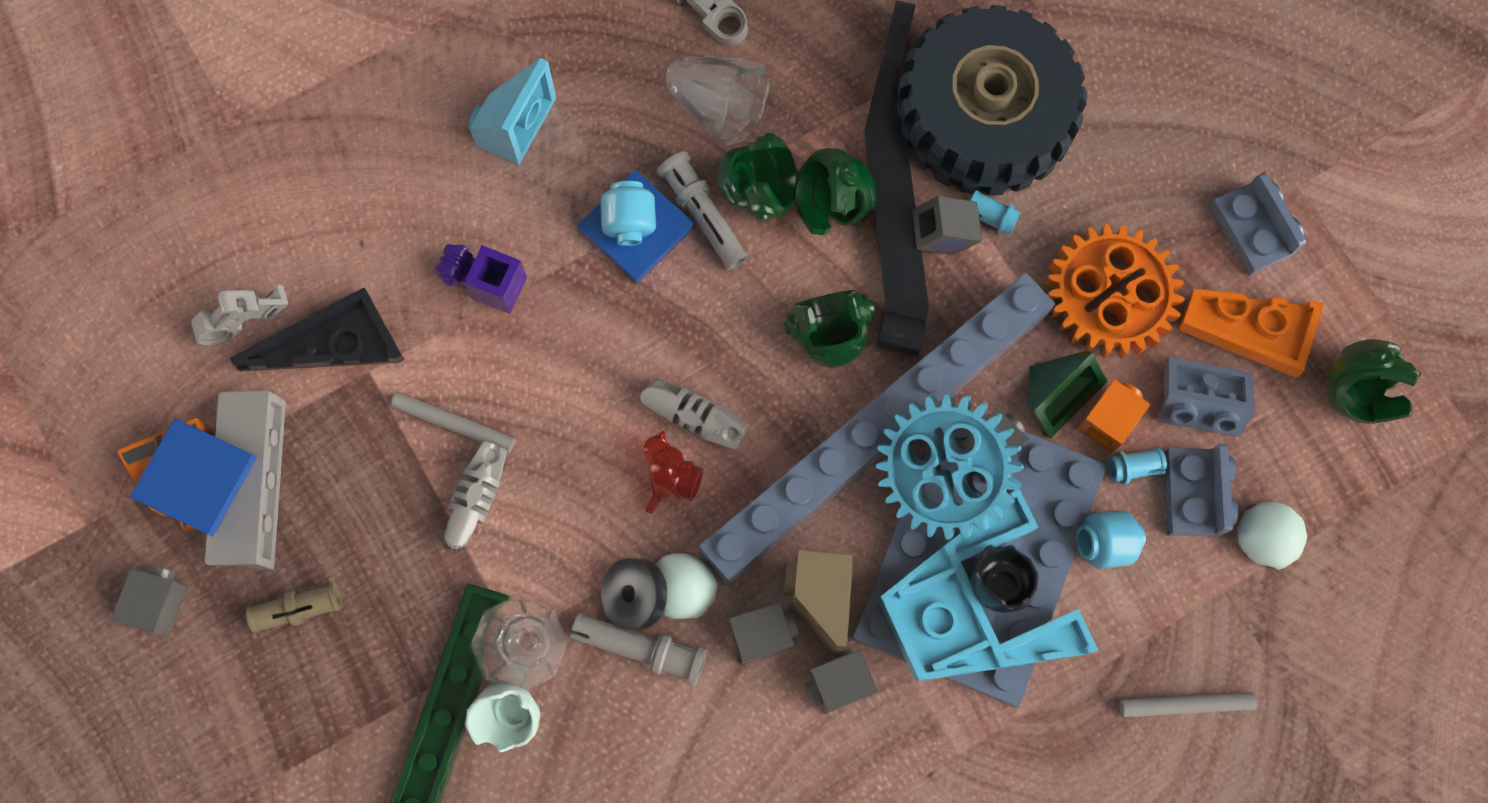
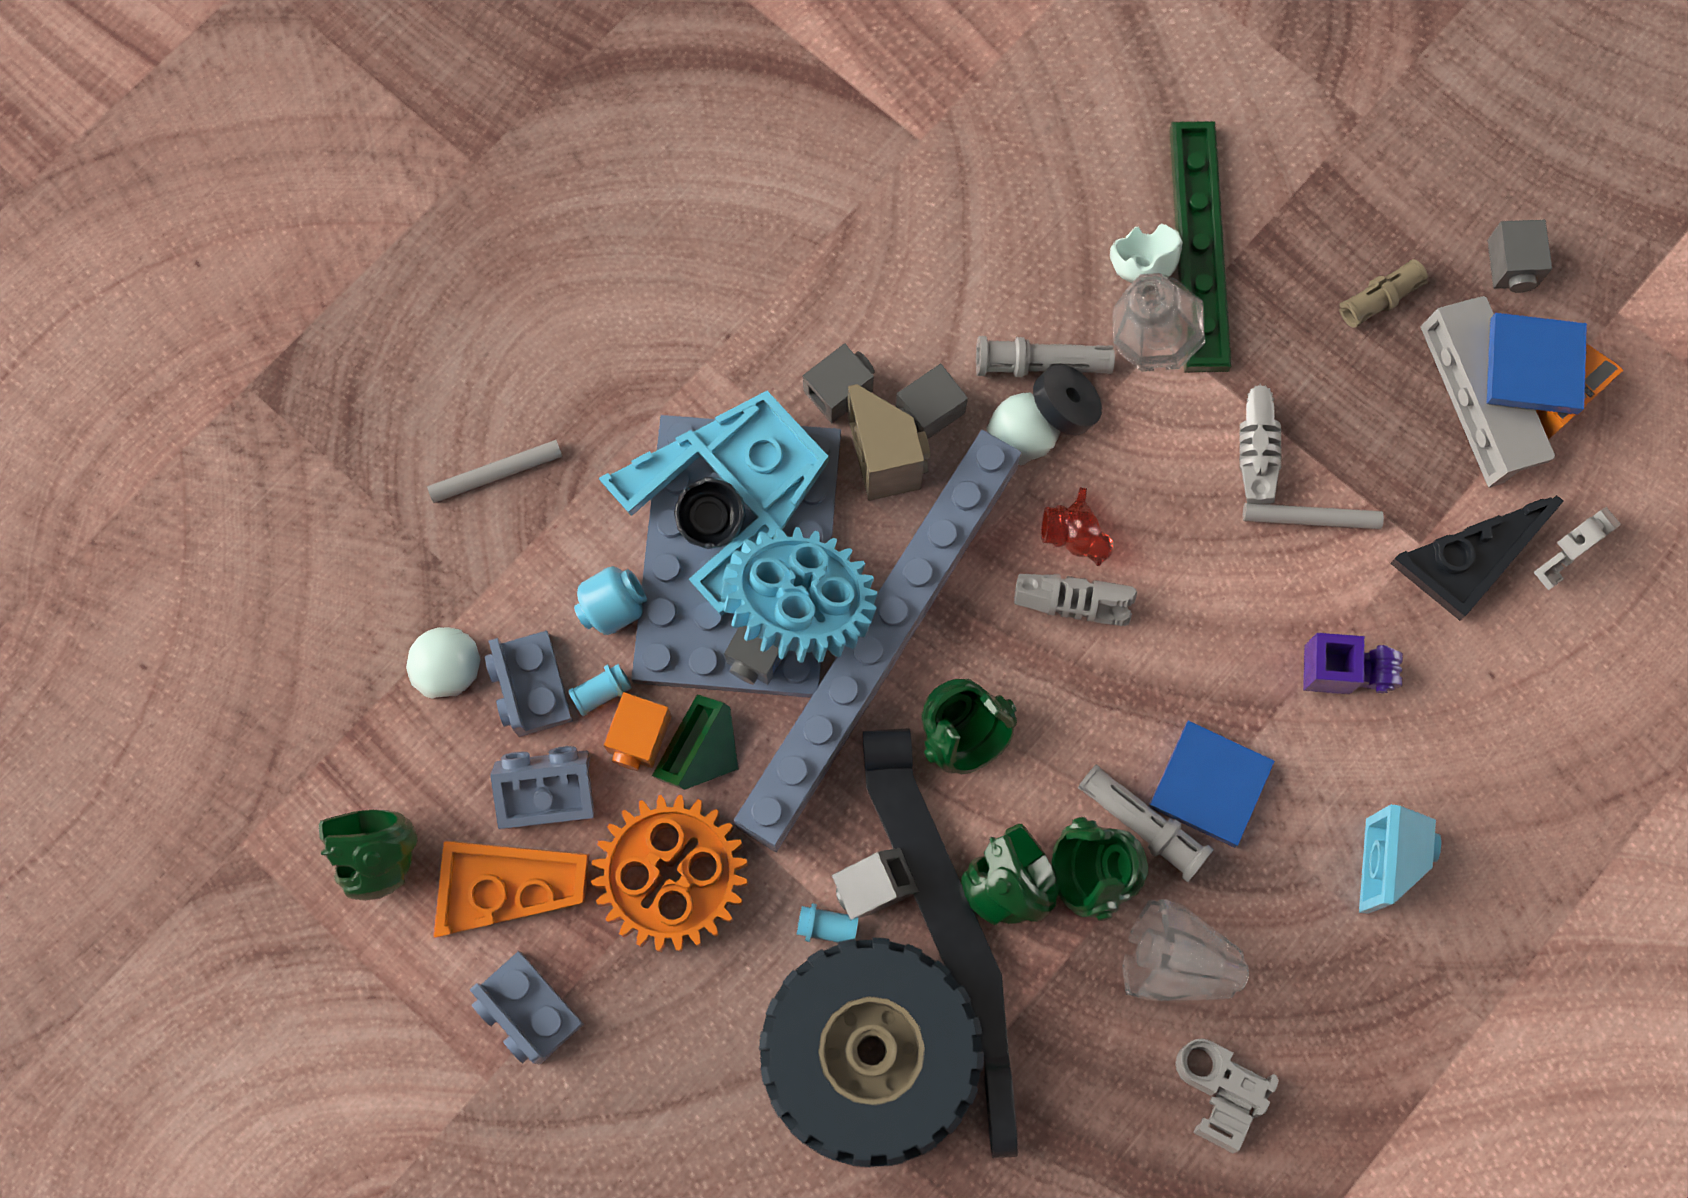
camera: 165 degrees right, 0 degrees up
(628, 212) = (1225, 777): medium azure head -> none

